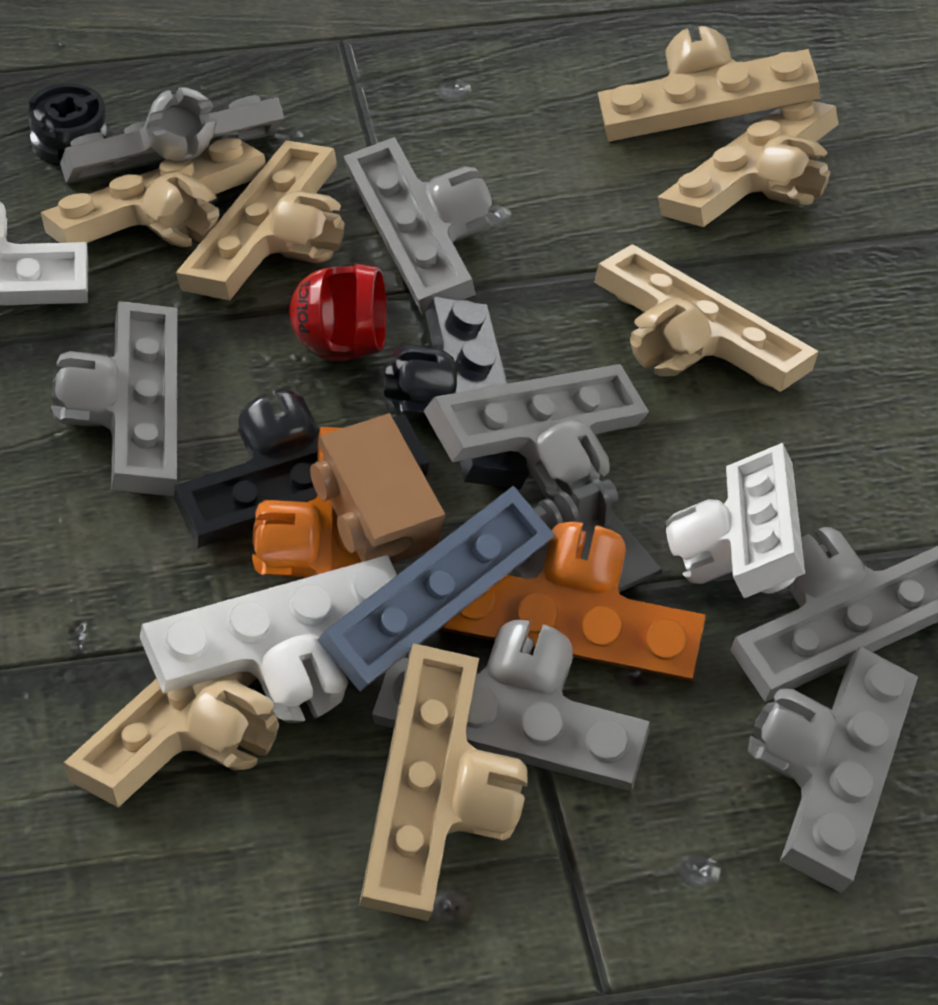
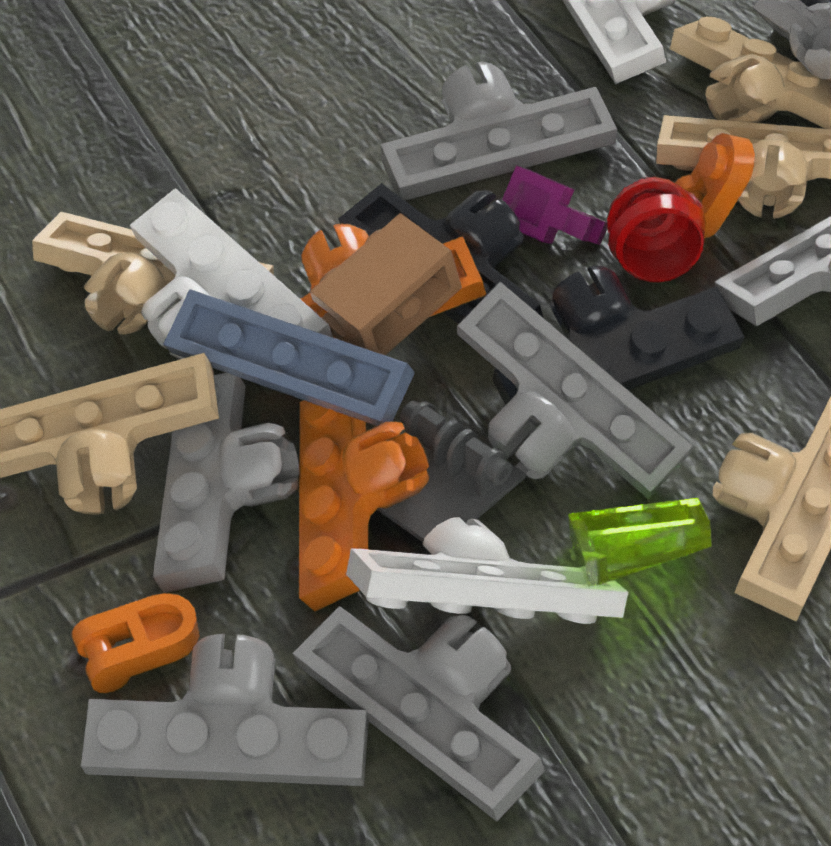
camera: 80 degrees right, 0 degrees up
(260, 376) = (544, 209): none -> magenta plate
(301, 240) = (720, 177): none -> orange plate
(703, 789) = (160, 632): none -> orange plate
(711, 430) = (636, 537): none -> clear neon green wing

